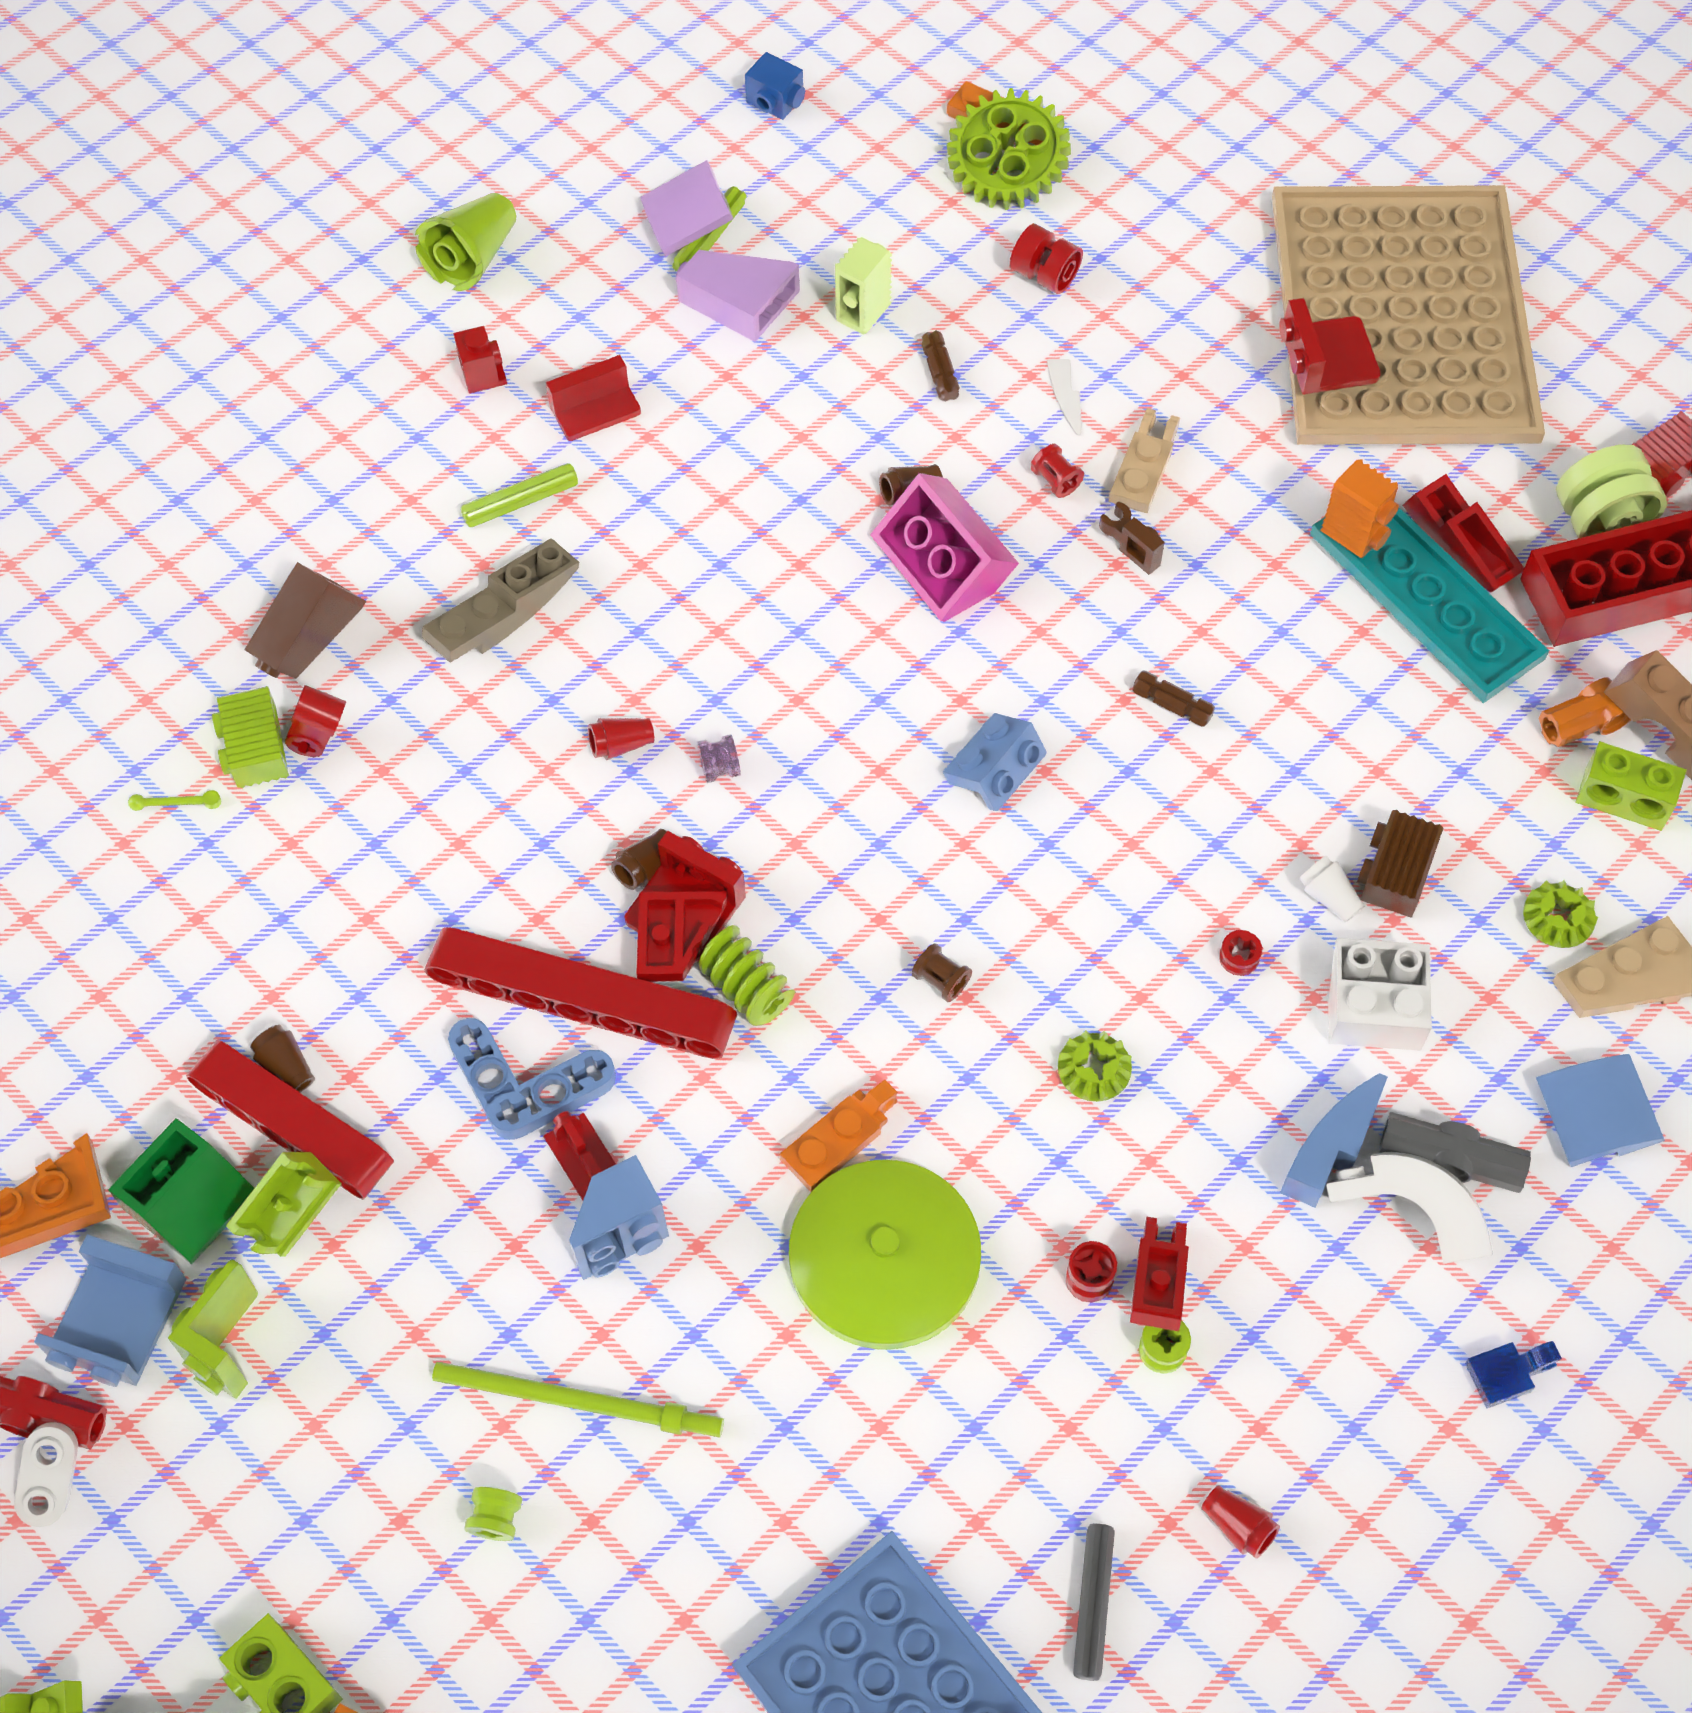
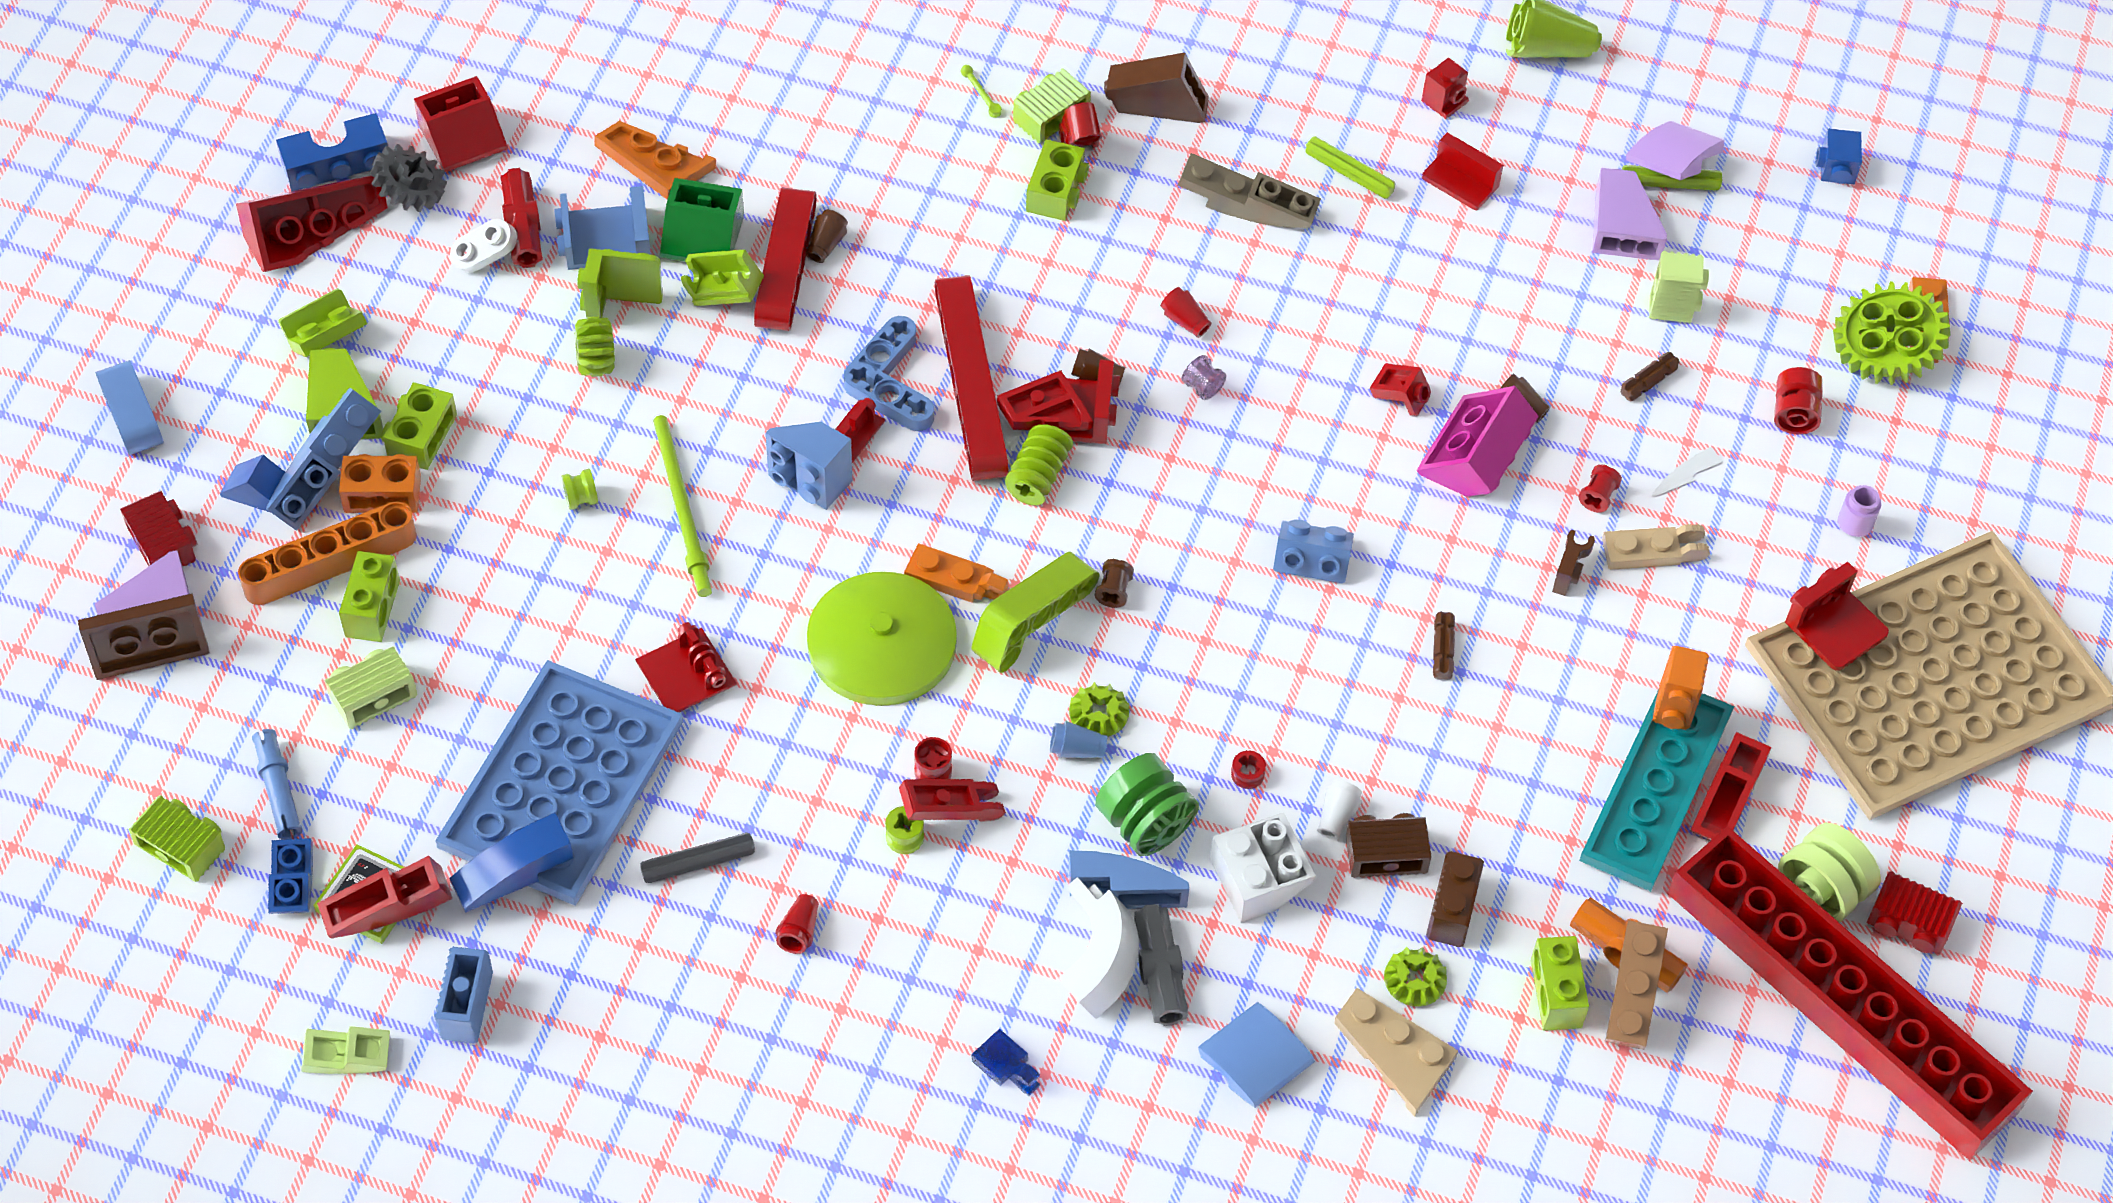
camera: 60 degrees right, 5 degrees down
(294, 1401) = (594, 346): none -> lime gear
(354, 784) = (1056, 180): none -> lime brick
(822, 1501) = (686, 669): none -> red hinge
(833, 581) = (1402, 384): none -> red bracket
(943, 1070) = (1029, 607): none -> lime beam
(1129, 1109) = (1076, 741): none -> medium blue cone
(1203, 273) = (1859, 511): none -> lavender brick
(1272, 1067) = (1146, 804): none -> bright green wheel
(1494, 832) = (1455, 899): none -> reddish brown brick

